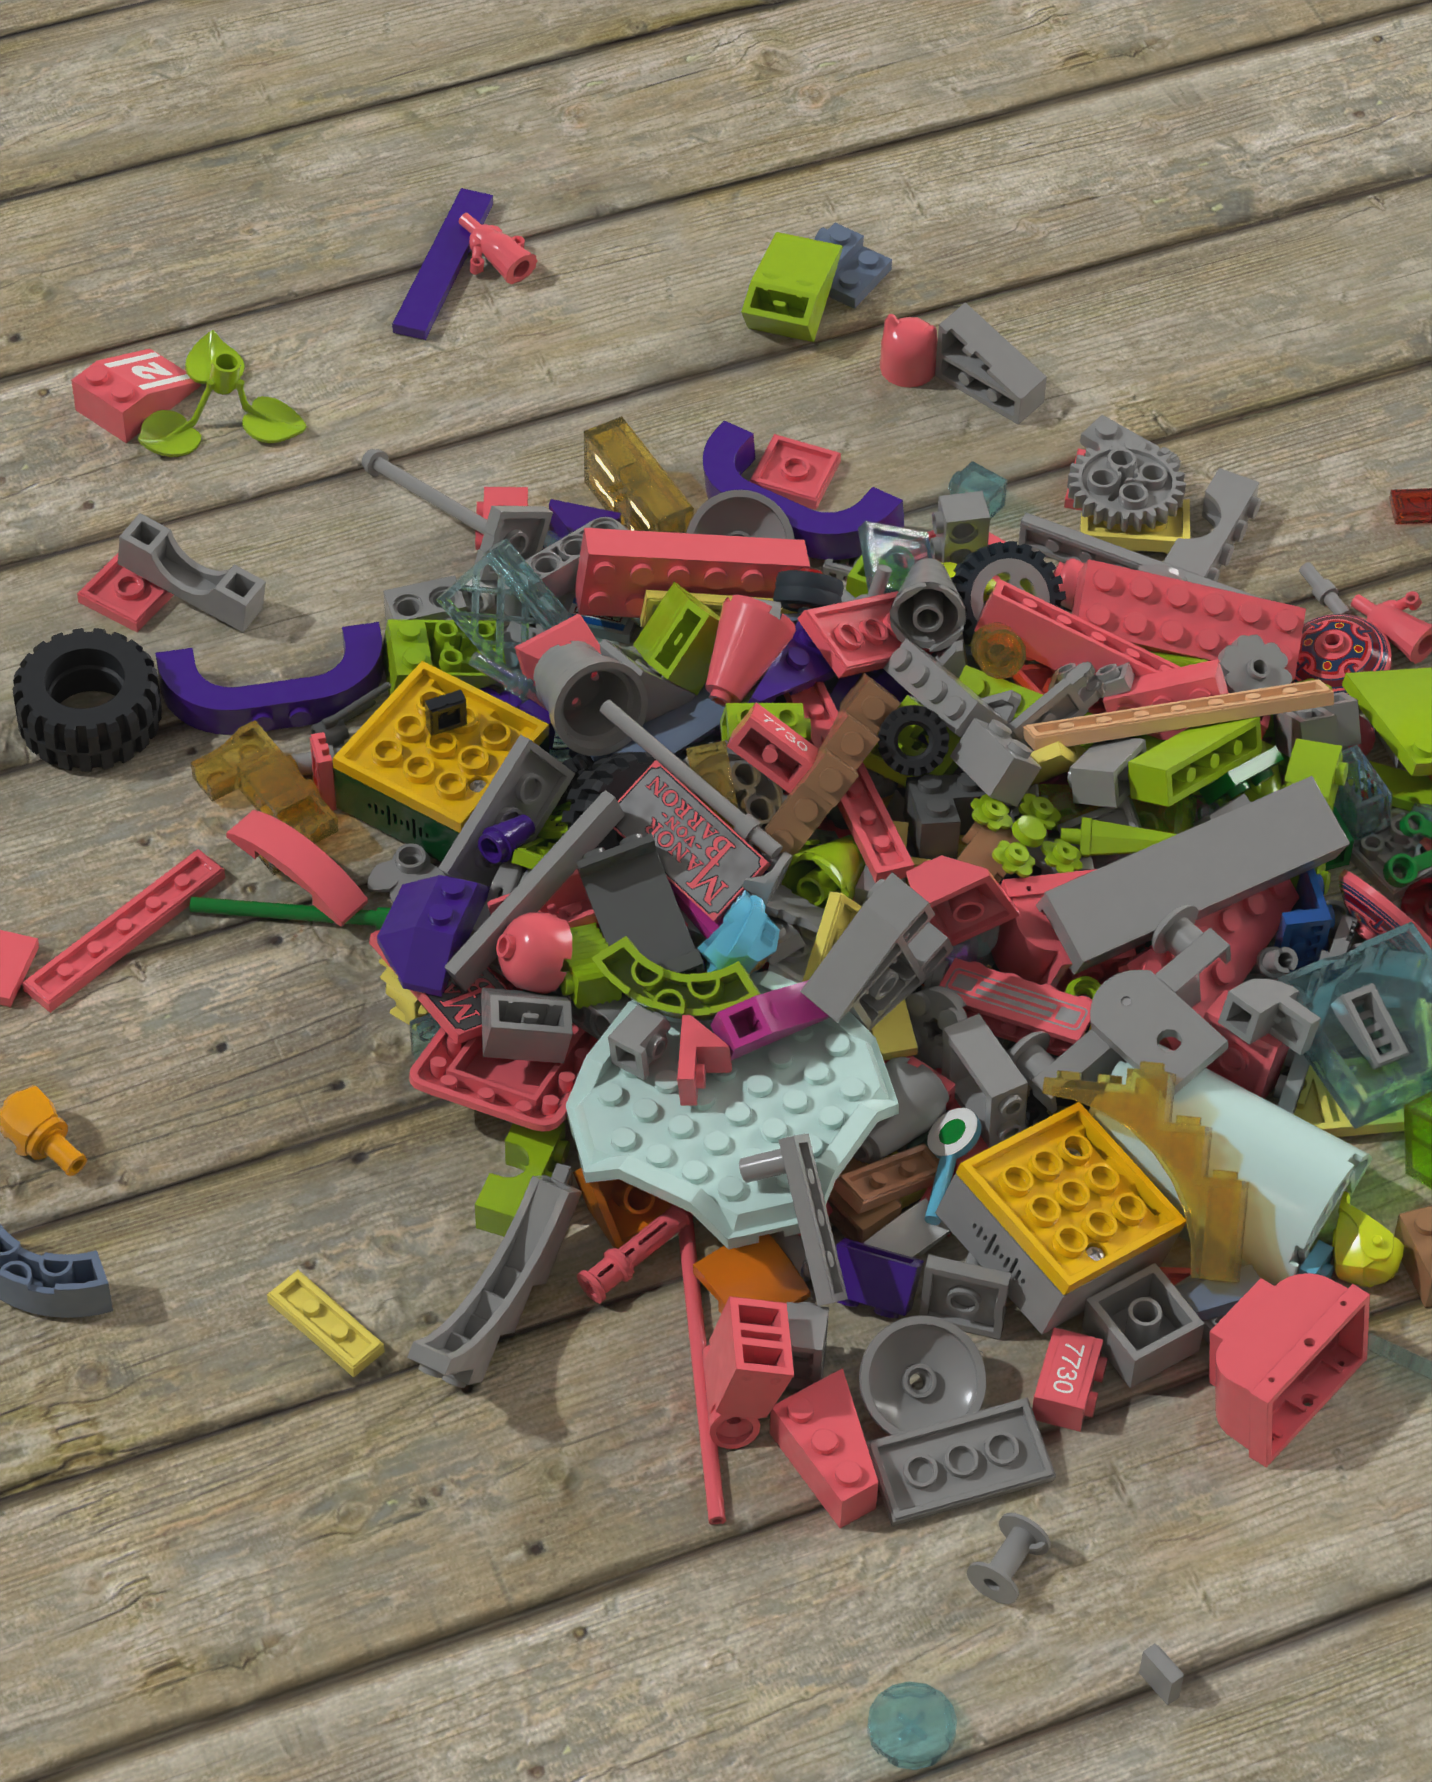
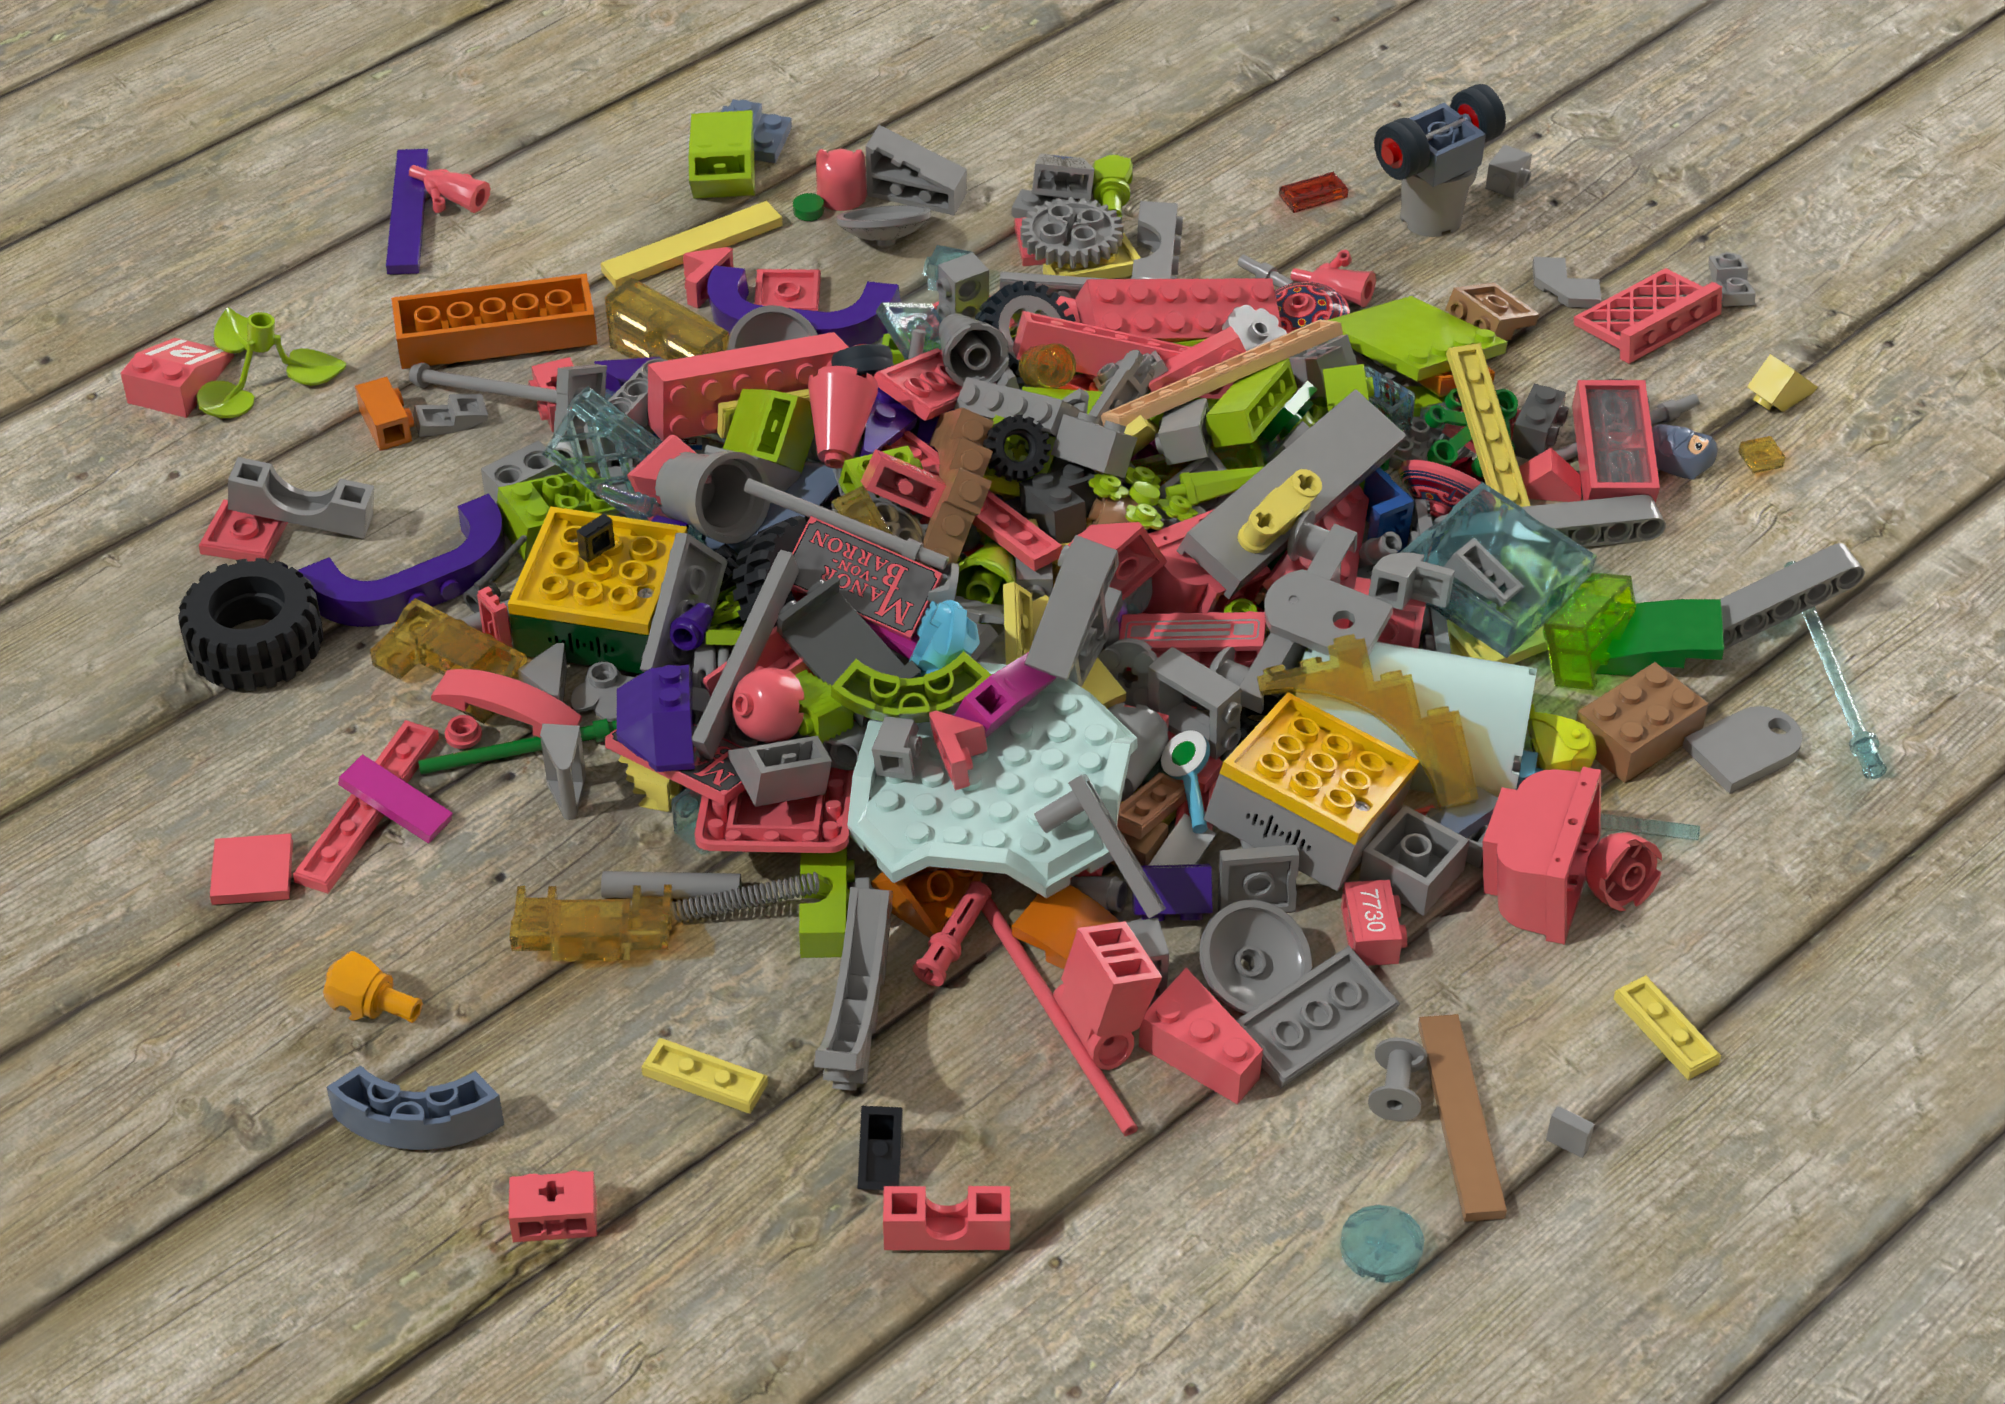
camera: 20 degrees left, 5 degrees down
(119, 1411) = (552, 1206): none -> coral brick
(150, 932) = (395, 798): none -> dark pink tile
(245, 872) = (463, 732): none -> coral plate
(278, 1132) = (591, 926): none -> clear yellow bracket
(317, 496) = (384, 413): none -> orange brick
(326, 950) = (564, 766): none -> light grey tile
(355, 843) = (547, 671): none -> light grey slope
(380, 1110) = (684, 885): none -> light grey piece
(397, 518) = (459, 414): none -> light grey slope
(445, 1150) = (745, 895): none -> light grey piece
(455, 1454) = (880, 1147): none -> black slope
(456, 1547) = (919, 1224): none -> coral arch
(471, 421) = (494, 321): none -> orange brick
(710, 415) = (698, 269): none -> coral slope
(720, 384) = (712, 235): none -> light yellow tile
(863, 372) = (808, 206): none -> green tile
(931, 414) = (884, 222): none -> light grey dish
(1060, 1620) = (1462, 1118): none -> medium nougat tile
(1146, 413) = (1062, 177): none -> light grey torso
(1156, 896) = (1279, 511): none -> light yellow piece
(1197, 437) = (1111, 182): none -> lime piece
(1327, 1595) = (1667, 1027): none -> light yellow tile
(1361, 1408) = (1623, 869): none -> coral cylinder

